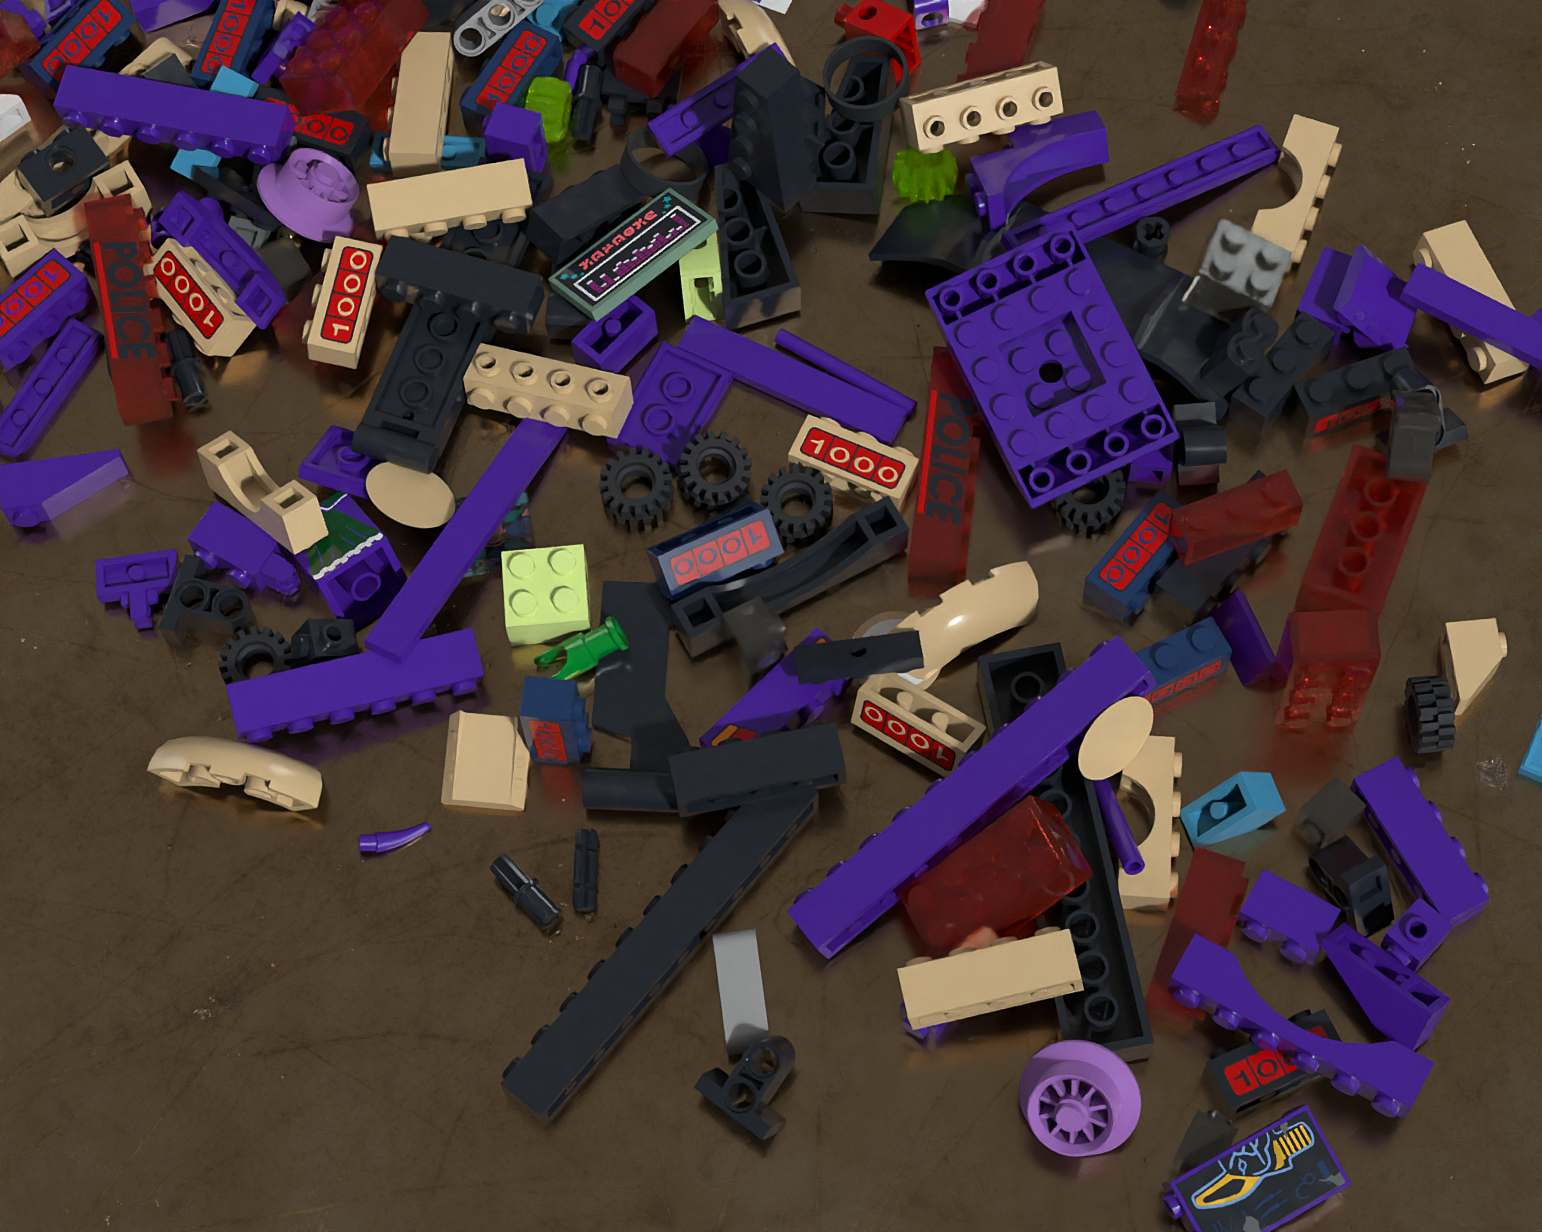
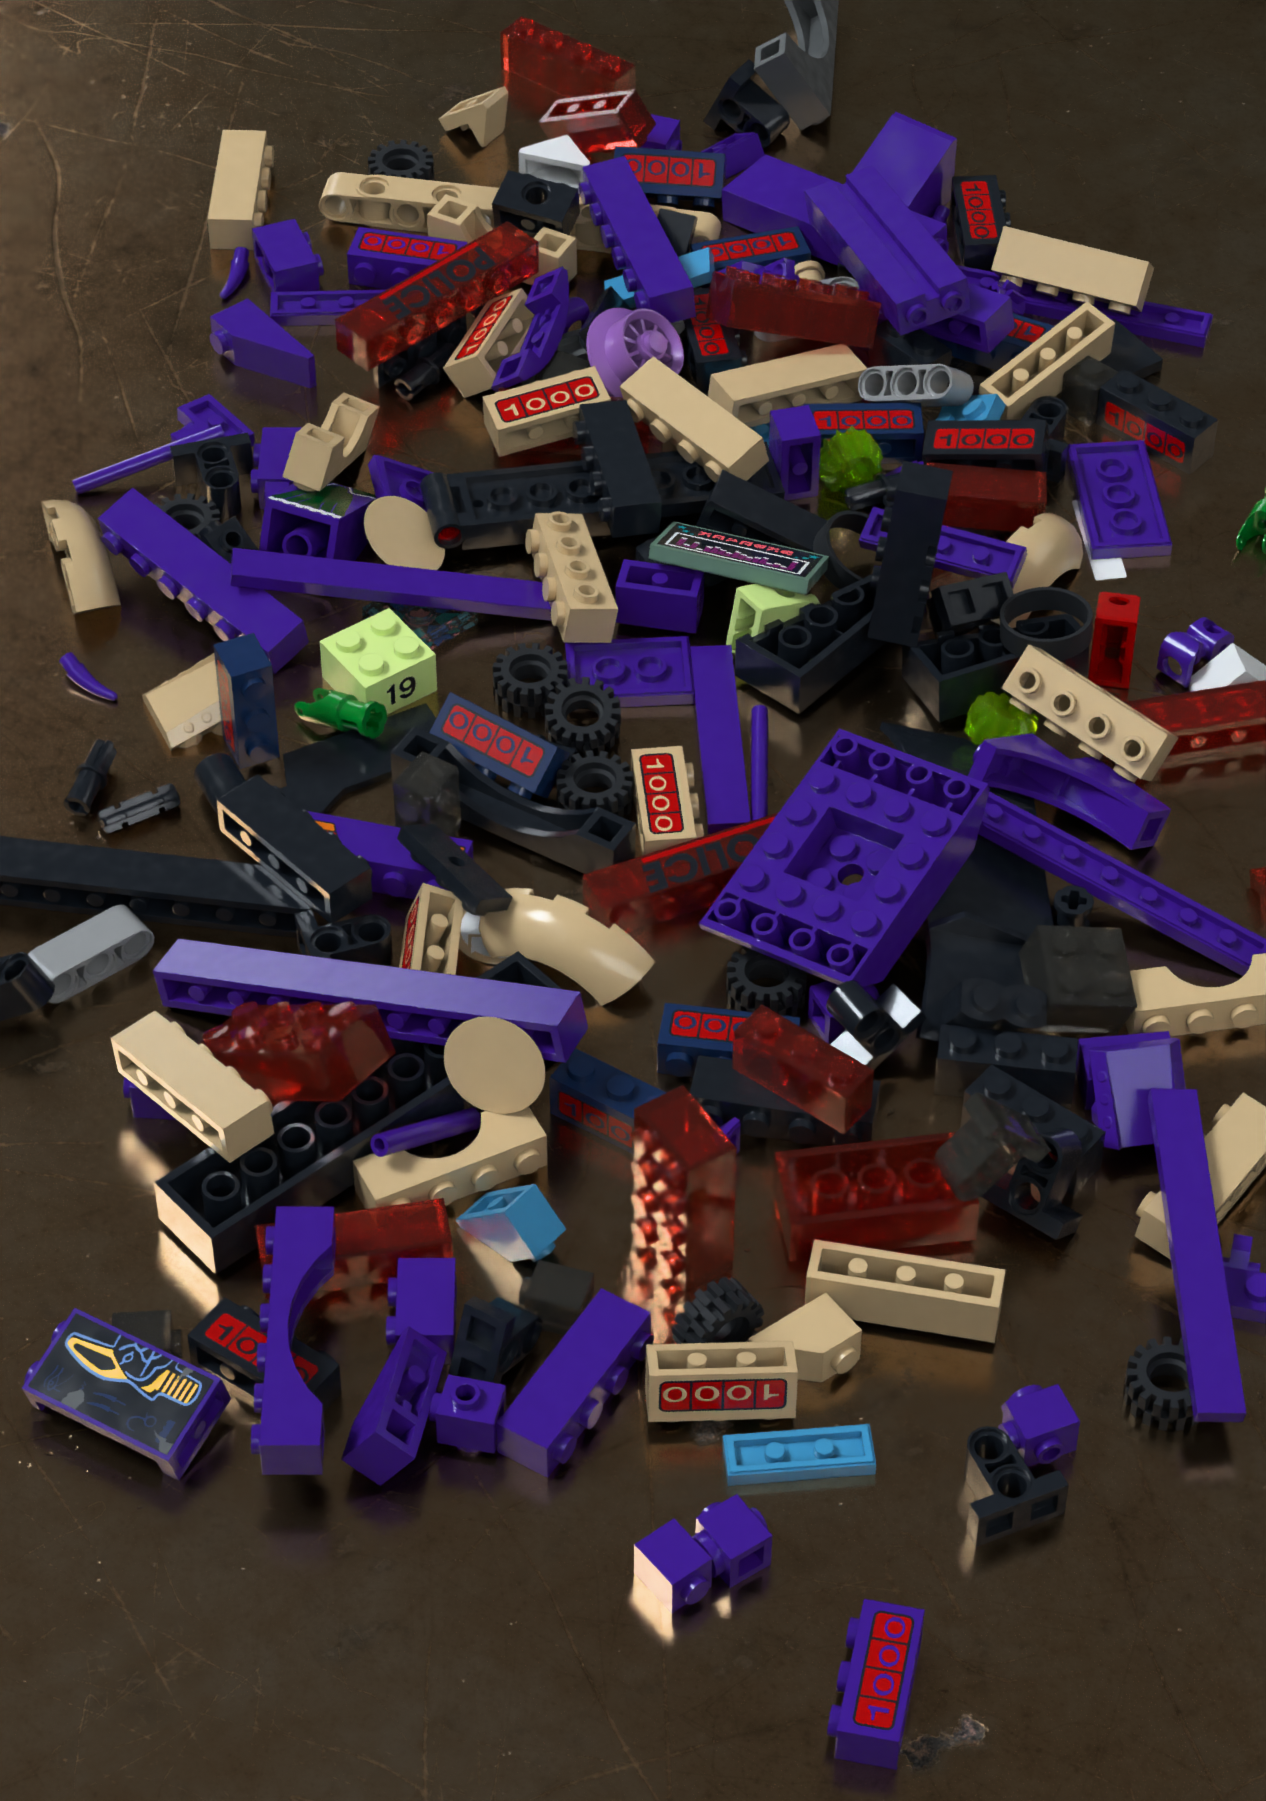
camera: 55 degrees right, 20 degrees down
(147, 653) = (139, 462): none -> dark purple bar
(860, 781) = (355, 939): none -> black tile
(1079, 1098) = (119, 1214): medium lavender piece -> none
(1467, 568) = (908, 1290): none -> tan brick
(1484, 742) = (721, 1381): none -> tan brick

